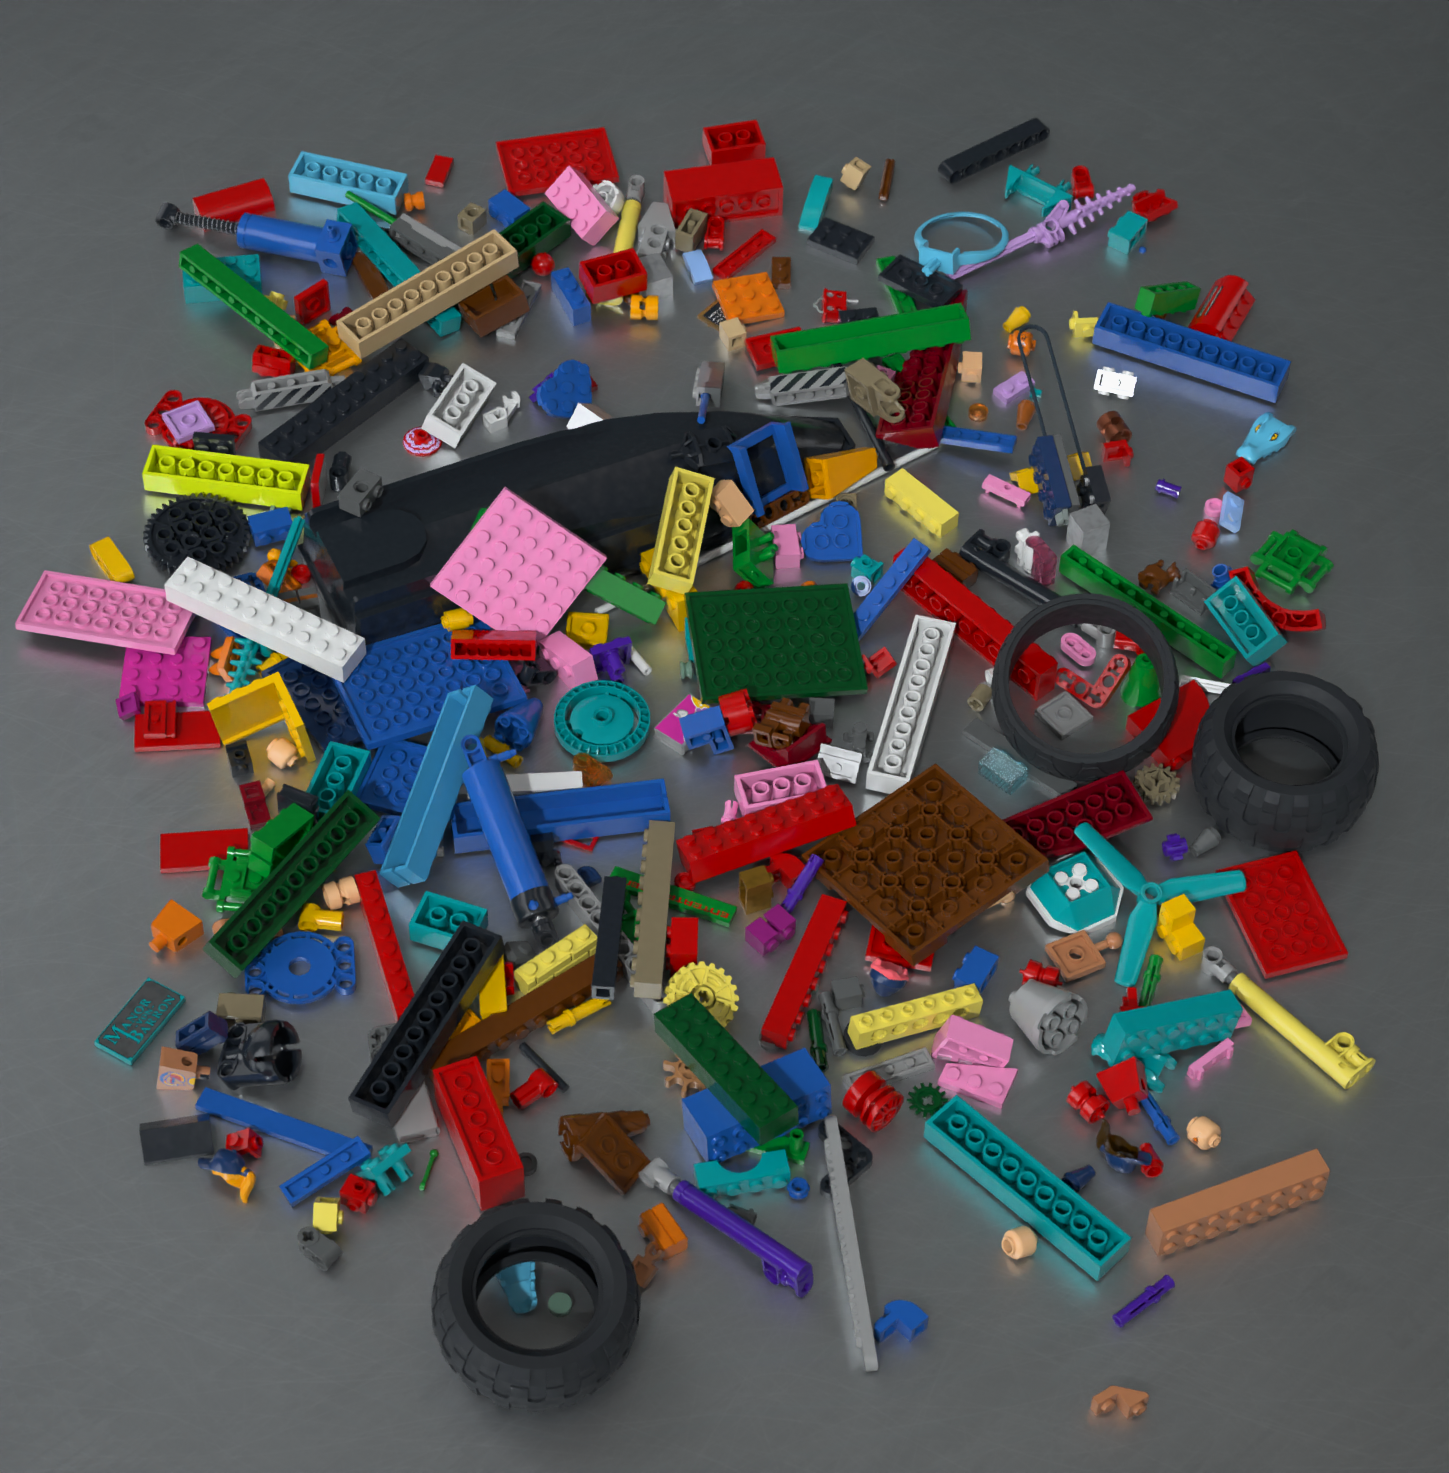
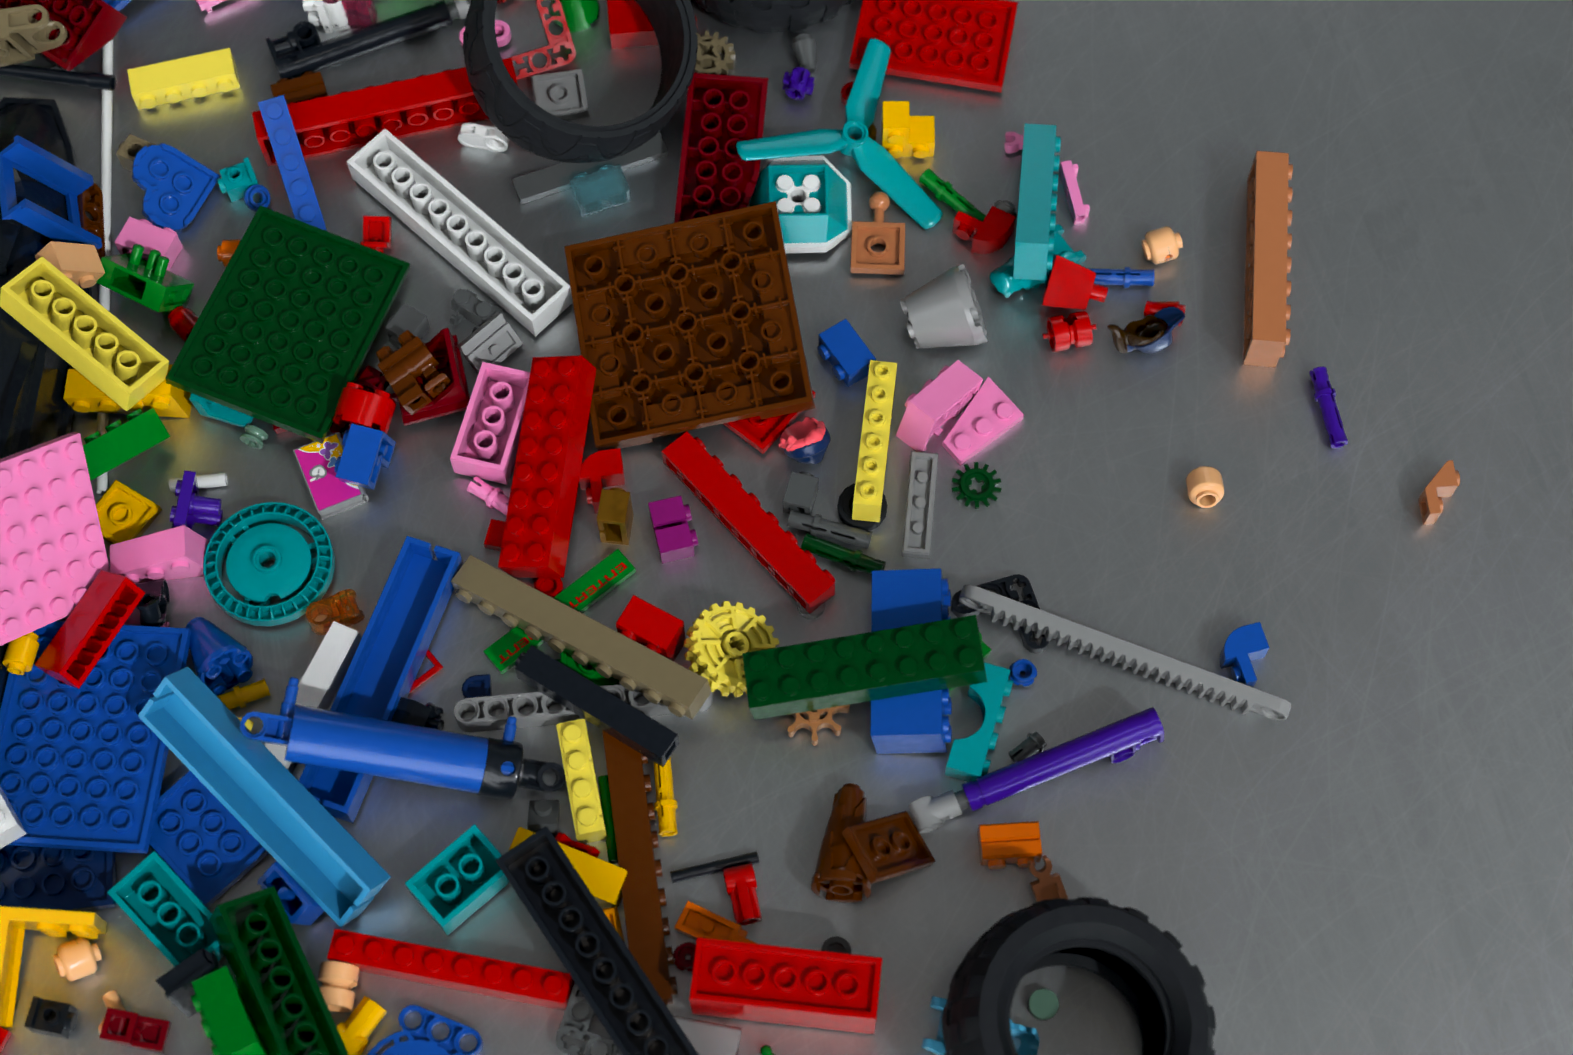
camera: 60 degrees left, 15 degrees up
(796, 892) = (635, 466): dark purple pin -> none
(836, 471) = (87, 133): light orange slope -> none
(873, 1101) = (957, 539): red wheel -> none
(980, 697) = (488, 160): dark tan piece -> none
(1027, 1187) = (1144, 444): teal brick -> none
(1036, 971) = (886, 296): red wheel -> none
(1079, 1178) = (1154, 393): dark blue cone -> none
(1343, 1064) = (1142, 79): light yellow piece -> none

